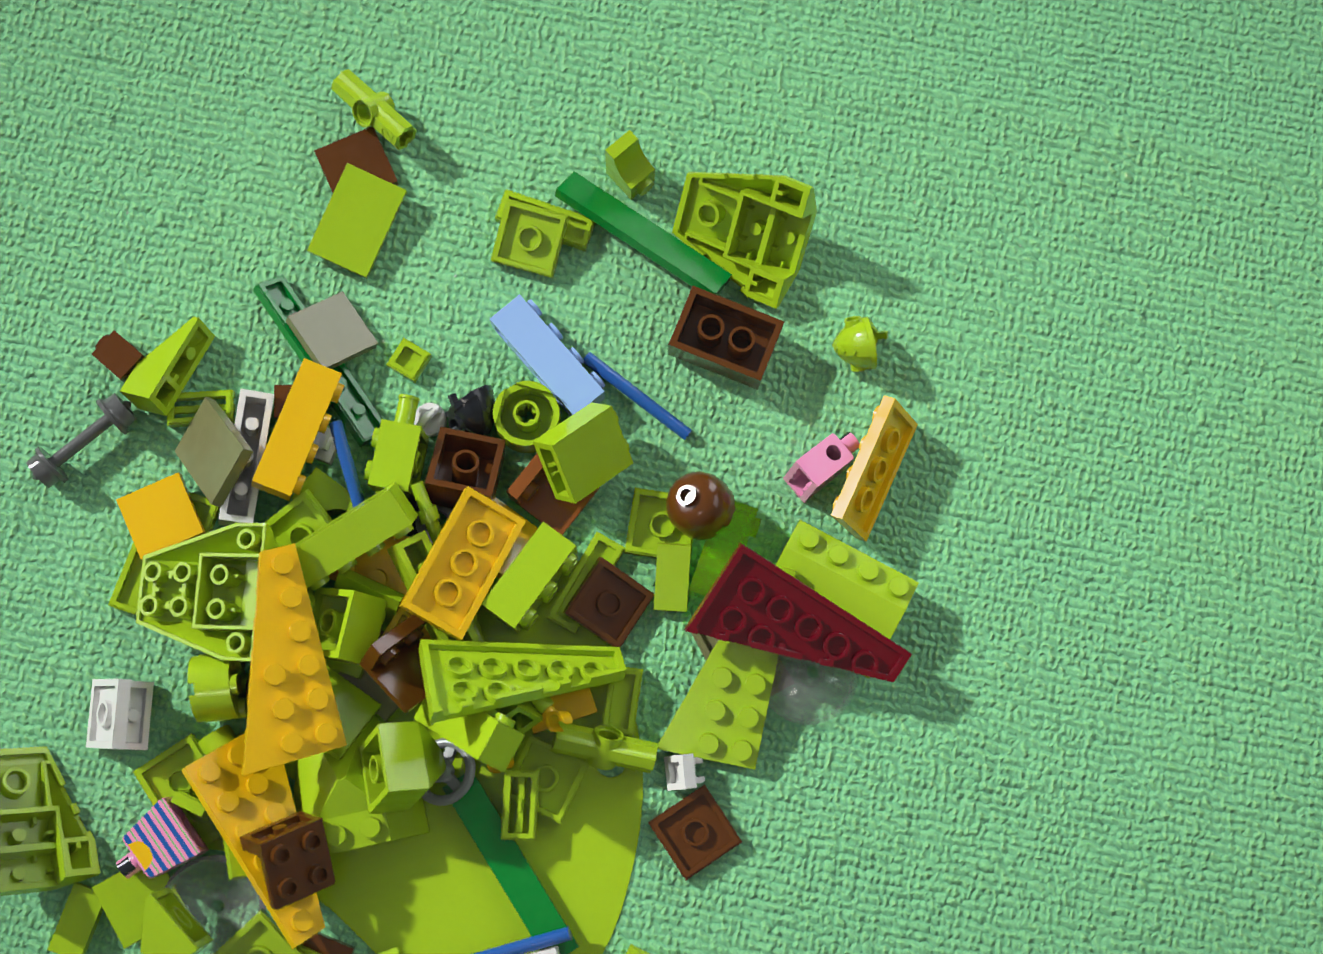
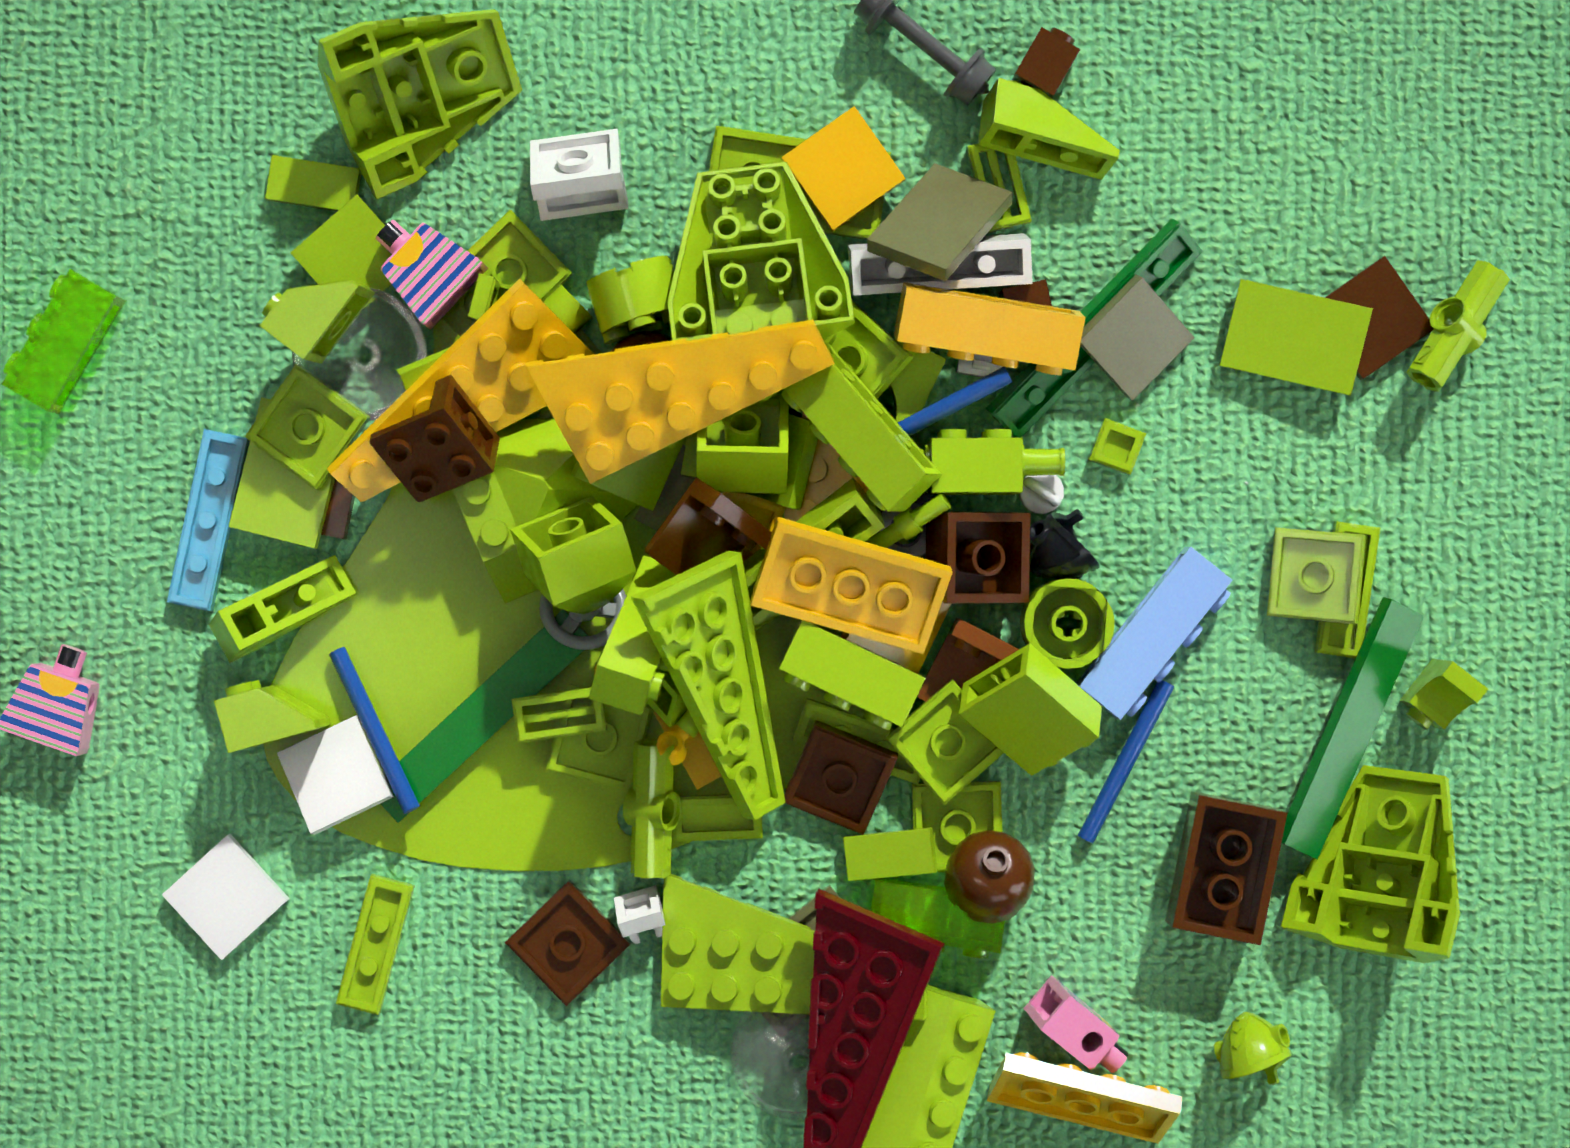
camera: 85 degrees right, 10 degrees up
(598, 521) = (943, 744): none -> lime tile

